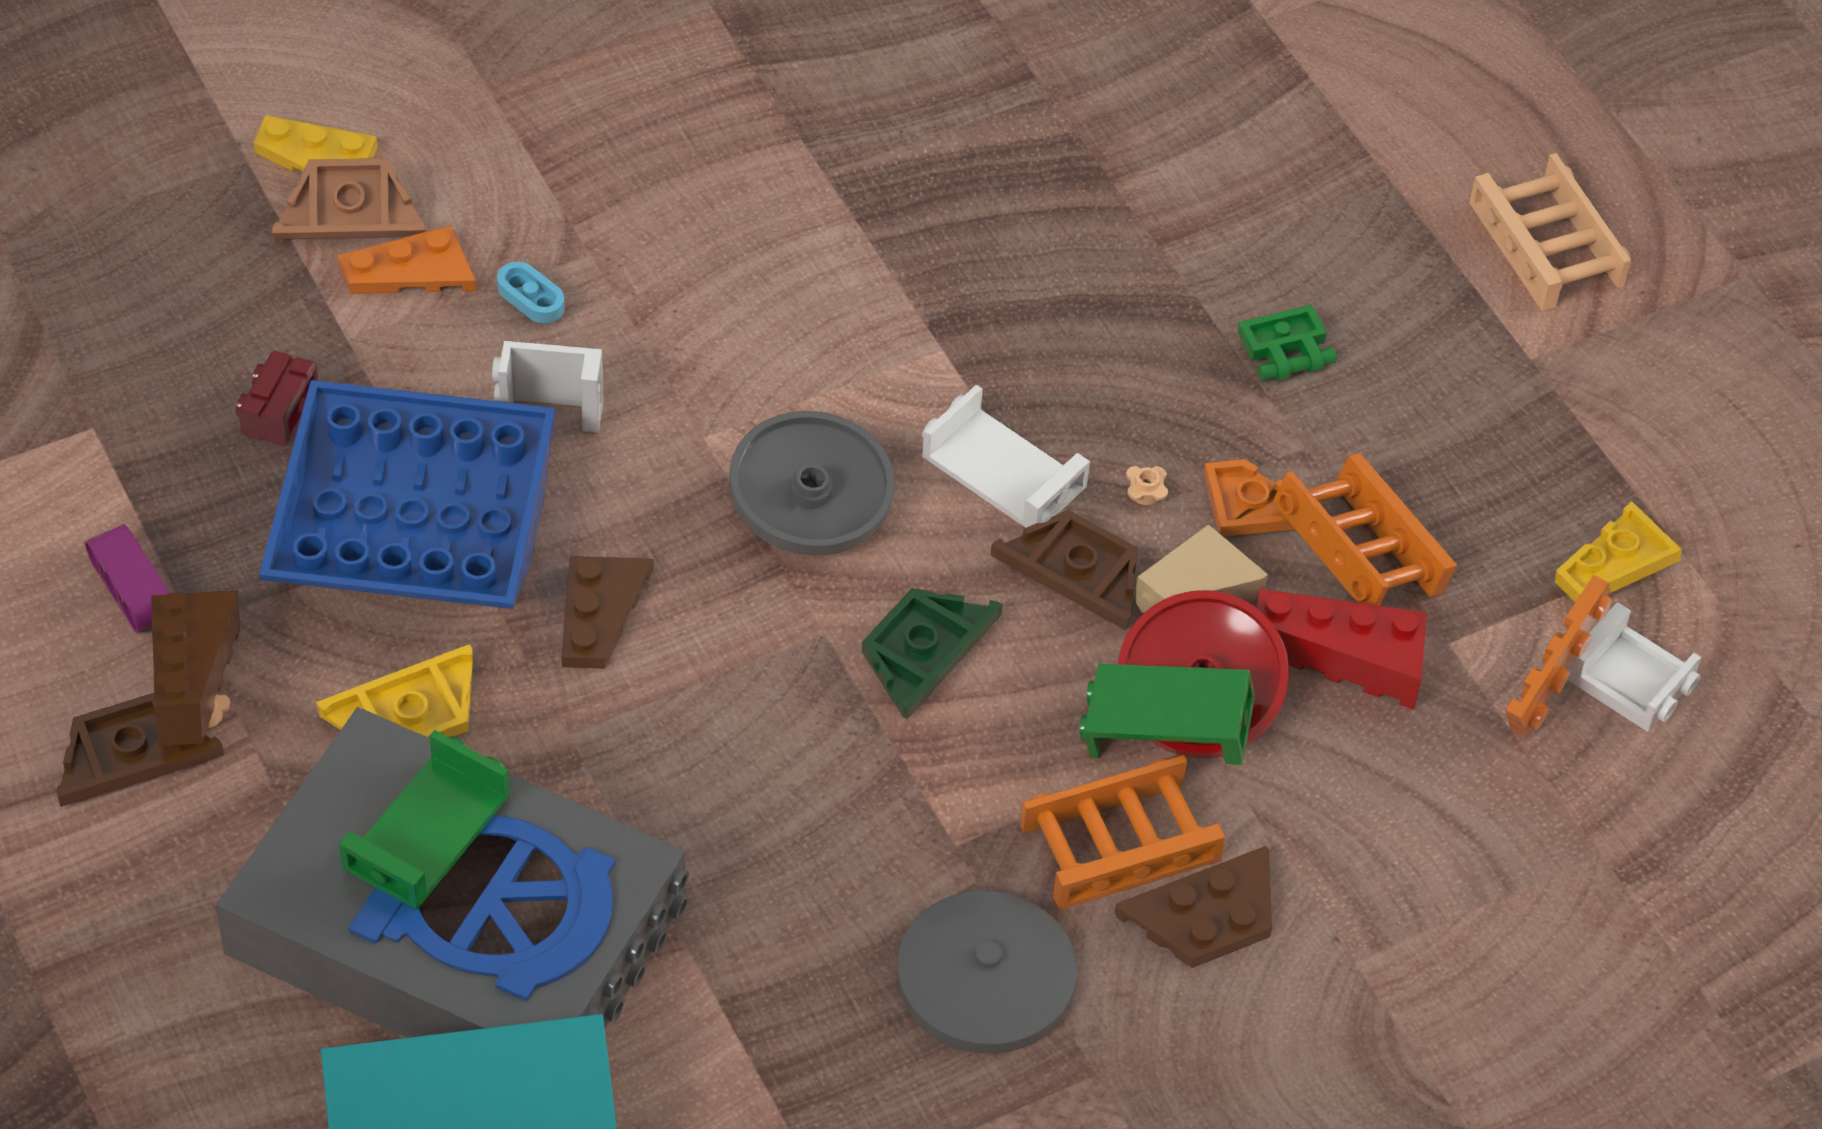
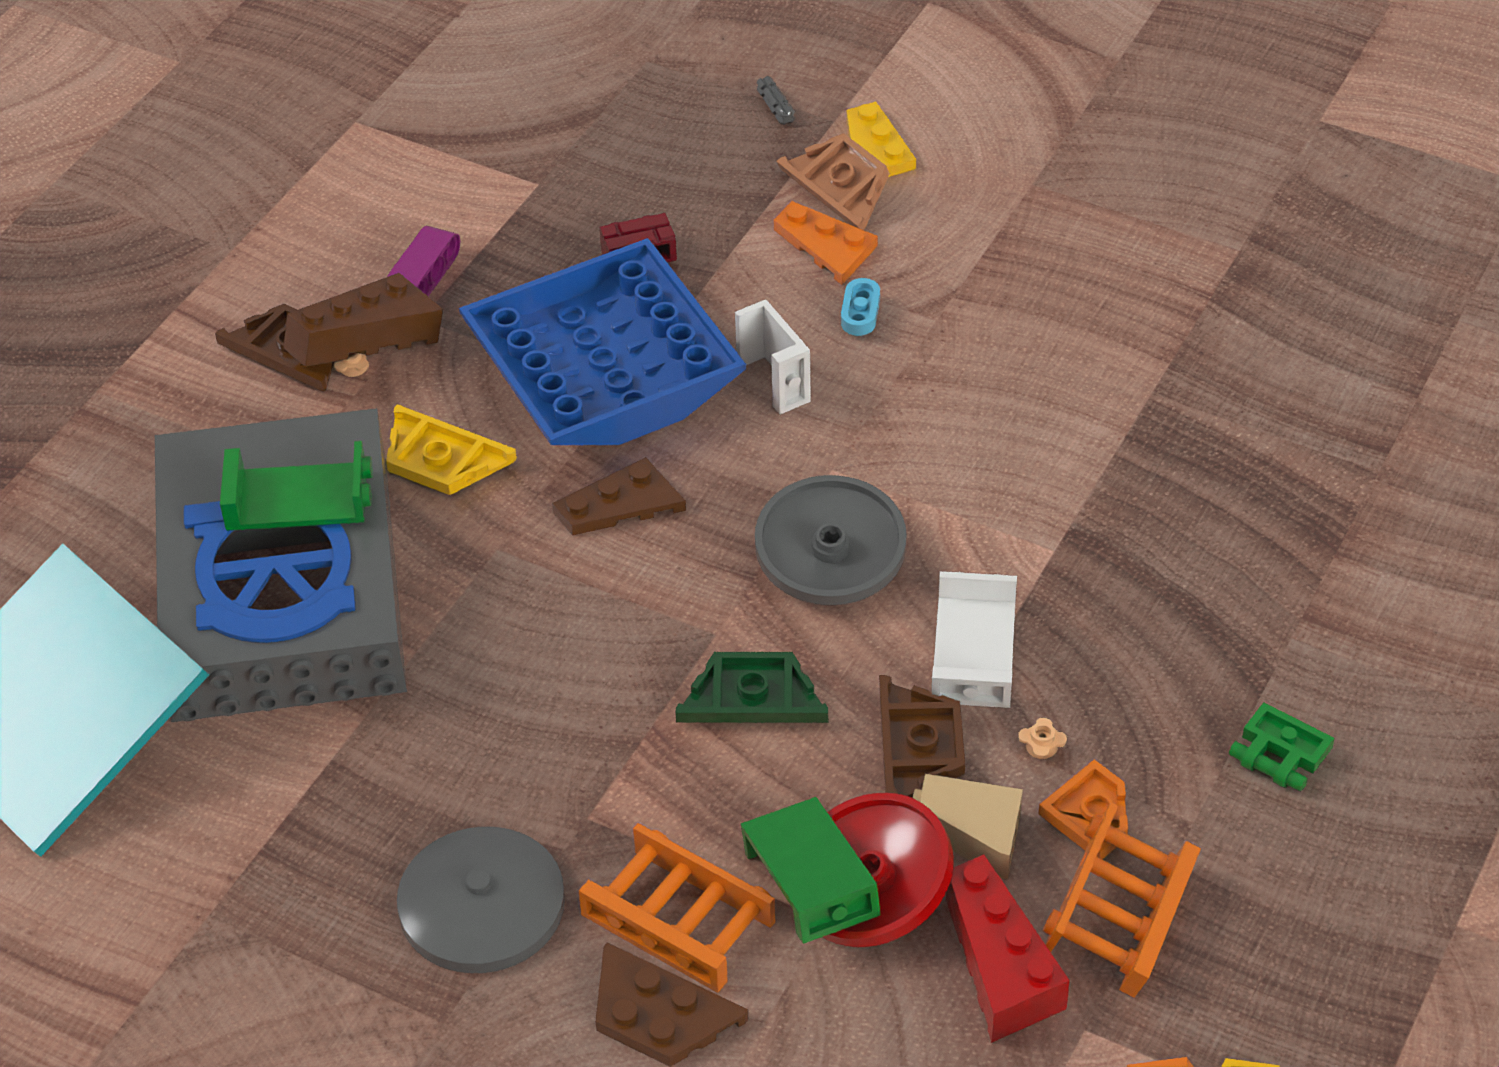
camera: 60 degrees right, 5 degrees down
(177, 183) = (775, 100): none -> dark grey axle

